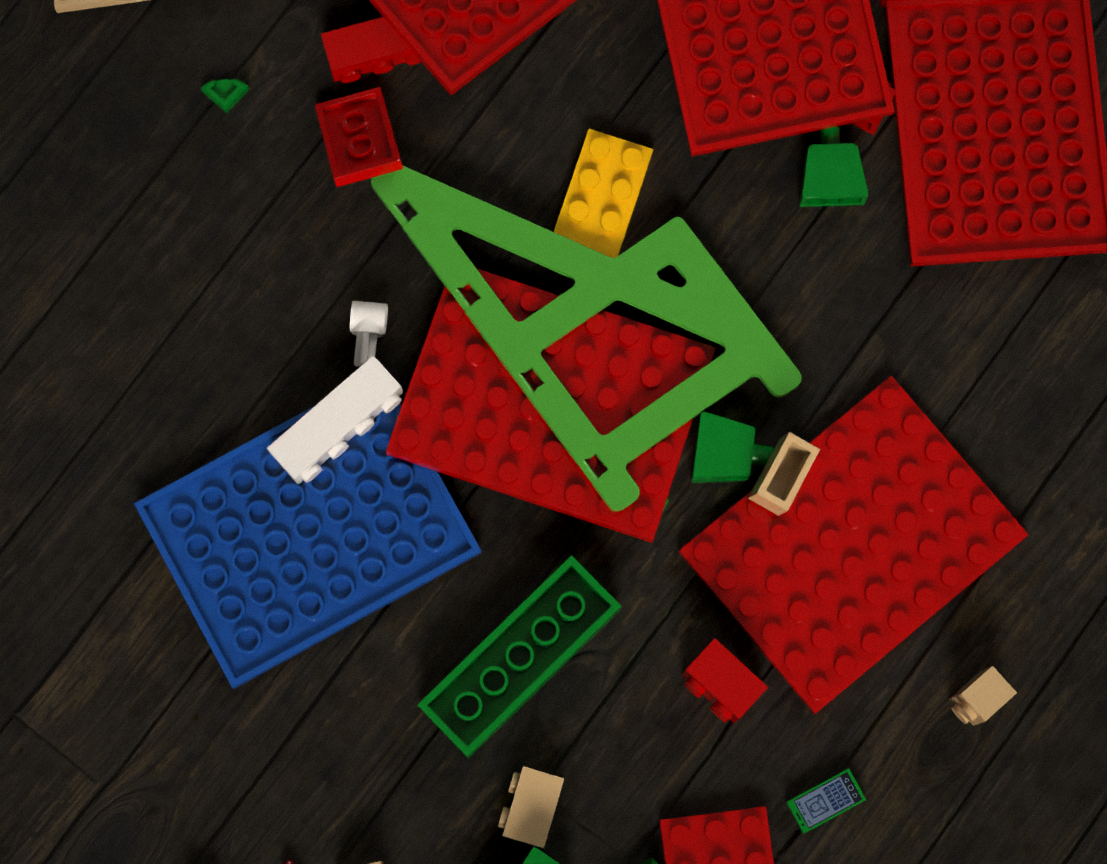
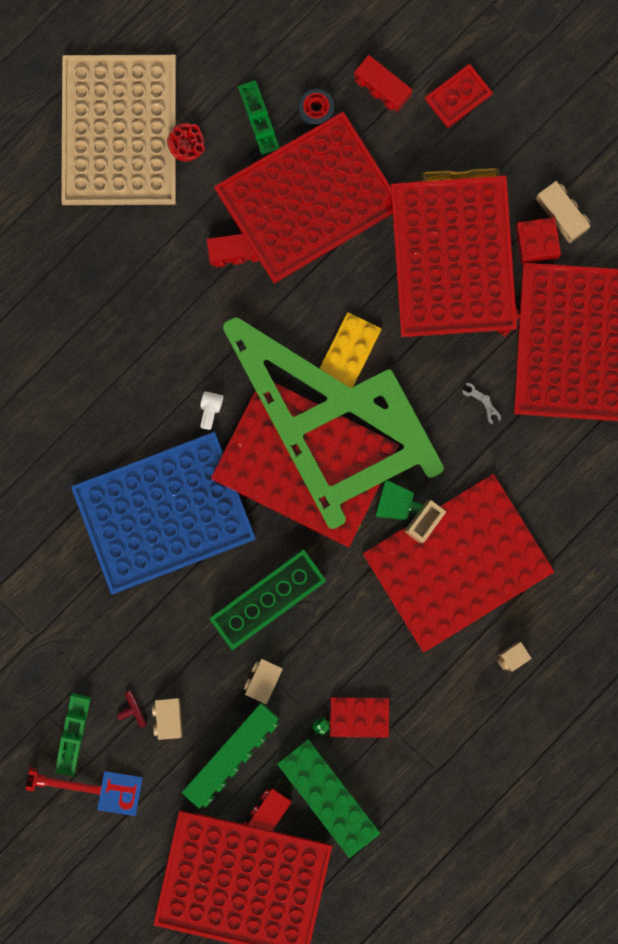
camera: 10 degrees right, 5 degrees up
(225, 92) = (149, 263): green tile -> none
(336, 420) = (185, 457): white brick -> none
(358, 137) = (219, 300): red plate -> none
(723, 682) = (376, 629): red brick -> none
(825, 801) = (421, 700): tile -> none
(832, 173) = (478, 356): green torso -> none
(855, 248) = (485, 400): none -> light grey piece

